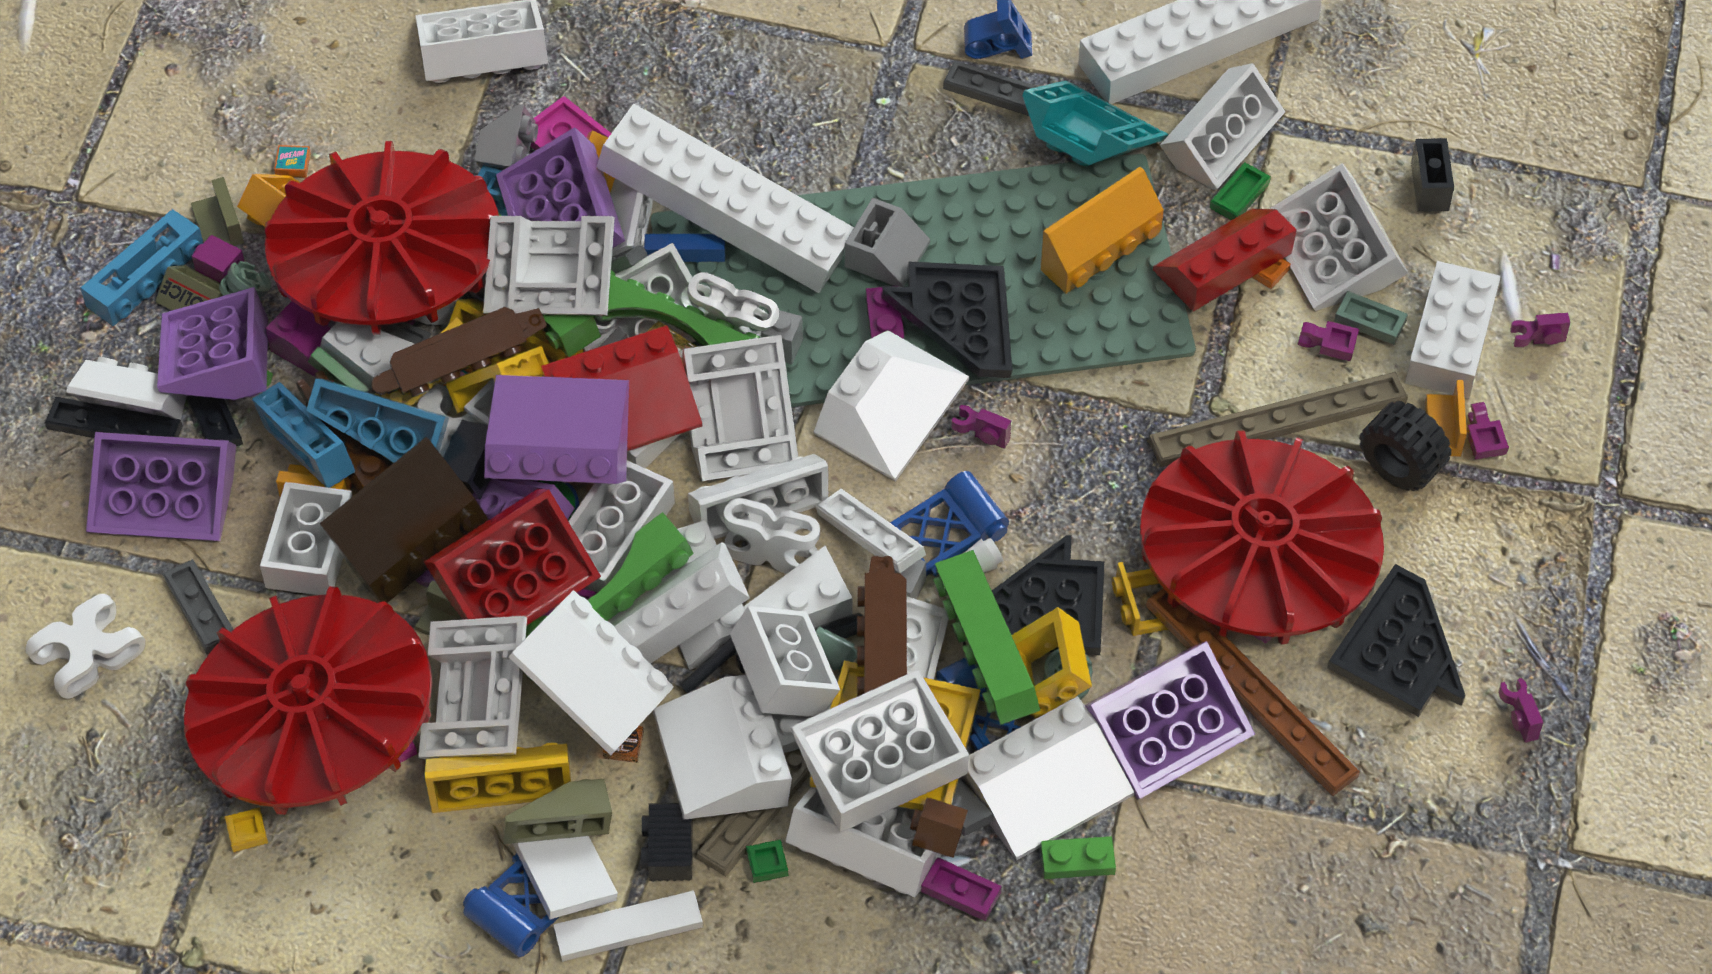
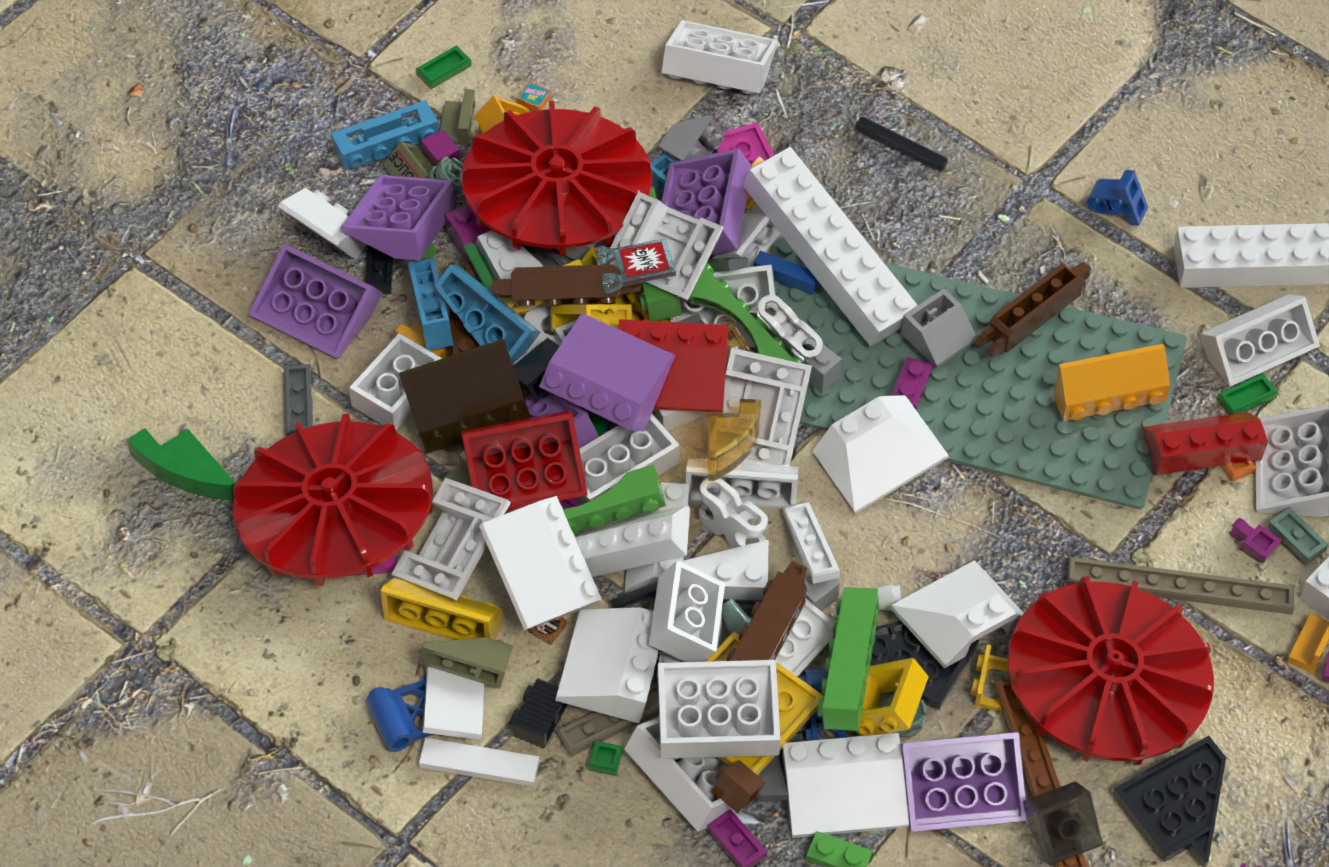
camera: 25 degrees right, 0 degrees up
(85, 646) = (203, 396): white piece -> none
(87, 418) = (296, 235): black tile -> none
(102, 733) = (182, 464): none -> green slope
(168, 166) = (443, 67): none -> green tile
(246, 829) = (247, 576): yellow tile -> none
(531, 296) = (636, 263): none -> flag
(727, 449) = (731, 437): none -> clear yellow slope
(732, 61) = (902, 144): none -> black axle
(961, 311) = (968, 402): black wing -> none
(972, 509) = (899, 555): blue piece -> none
(975, 183) = (1034, 308): none -> reddish brown hinge
(987, 87) = (1093, 239): dark grey tile -> none
(987, 426) = (945, 499): magenta plate -> none
(1066, 542) = (957, 612): none -> white slope
(1085, 124) = (1148, 294): teal slope -> none
(1299, 718) = (1063, 822): none -> clear smoke slope
(1405, 446) = (1263, 646): black tyre -> none

